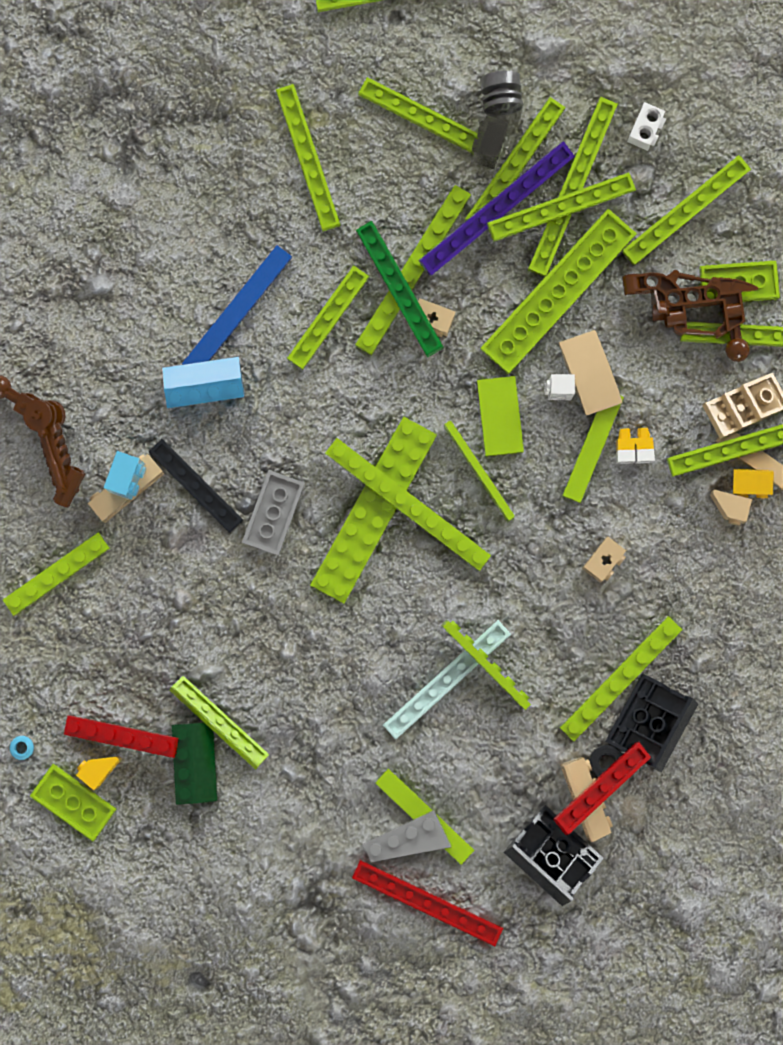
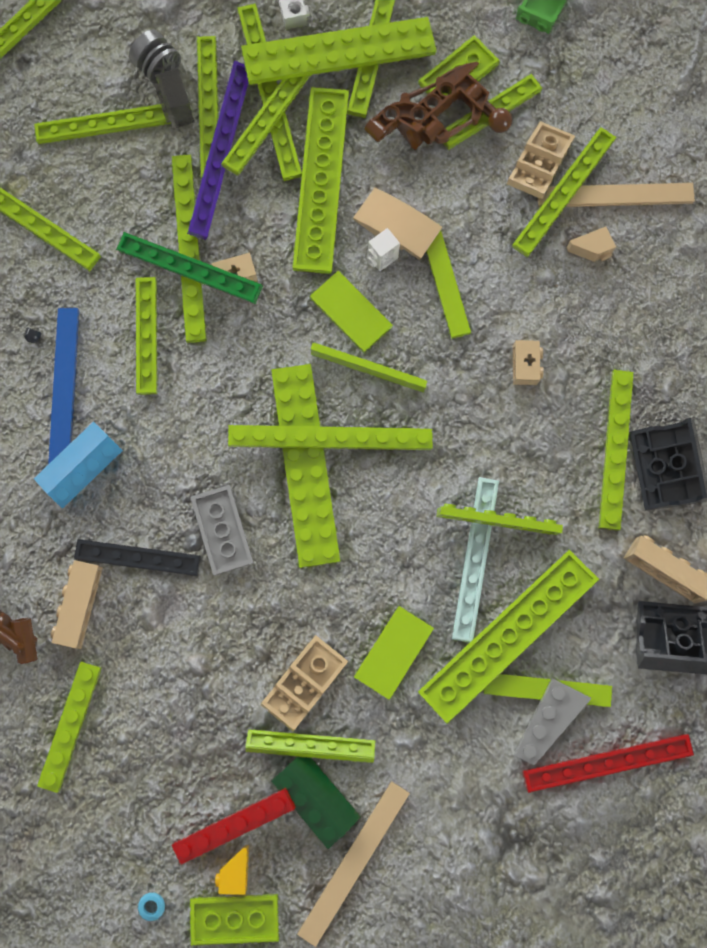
camera: 40 degrees left, 5 degrees down
(124, 475) = (66, 592): medium azure brick -> none
(187, 829) = (353, 864): none -> tan tile
(241, 252) = (32, 335): none -> black hinge
(249, 673) = (304, 683): none -> tan slope
(332, 701) = (393, 652): none -> lime tile
(426, 755) = (508, 636): none -> lime plate
(600, 752) = (666, 515): black tyre -> none
(602, 788) = (680, 549): red plate -> none
(634, 449) = (481, 257): hips -> none
(653, 195) = (338, 50): none -> lime plate
(753, 482) = (594, 213): yellow brick -> none

